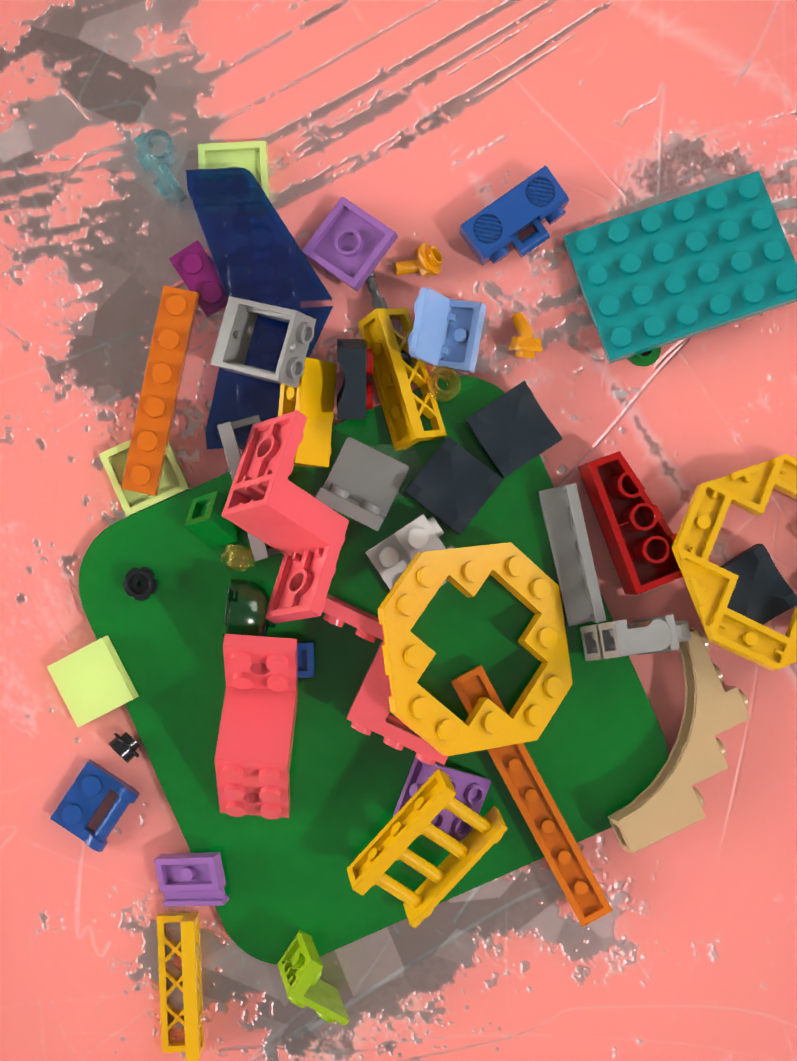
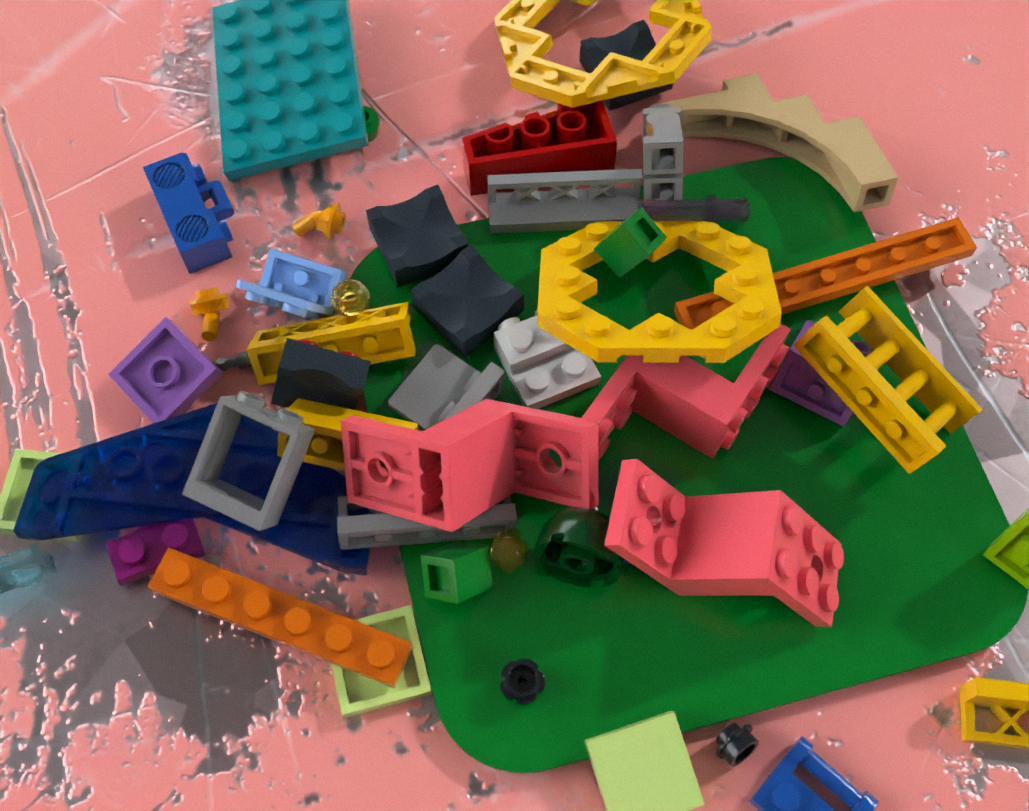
camera: 85 degrees left, 25 degrees down
(191, 879) = (918, 678): medium lavender plate -> none
(522, 620) = (630, 242): none -> green panel
(580, 672) = (709, 210): none -> axle

